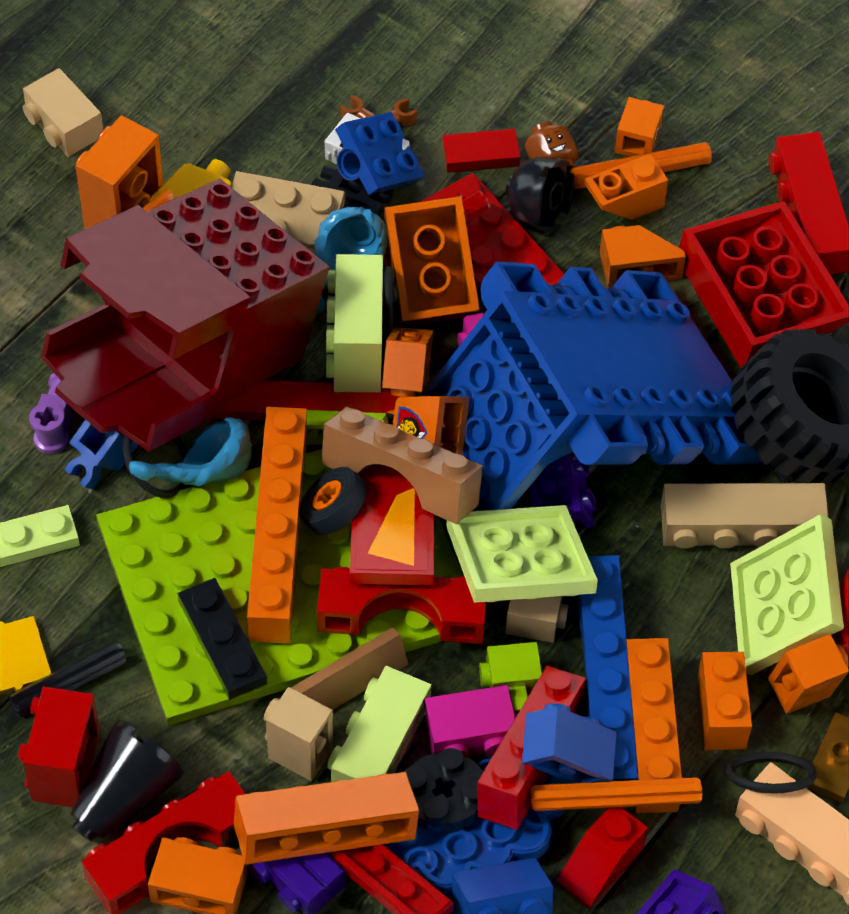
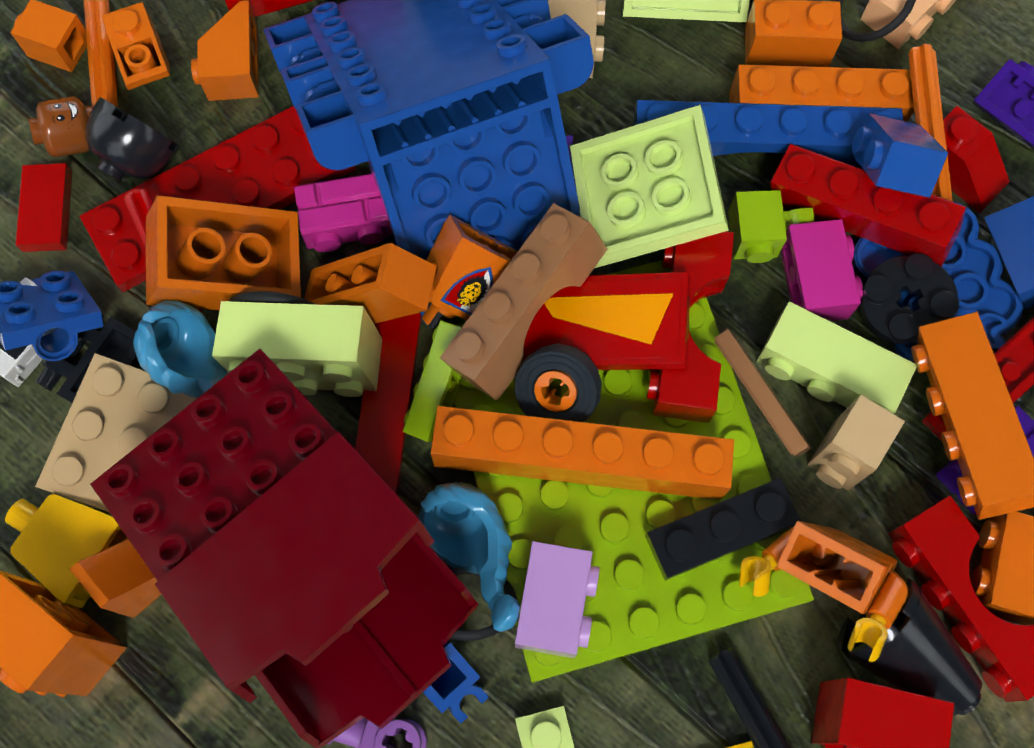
camera: 85 degrees left, 15 degrees up
(156, 511) = (555, 600): none -> lavender brick
(184, 712) = (840, 569): none -> orange torso

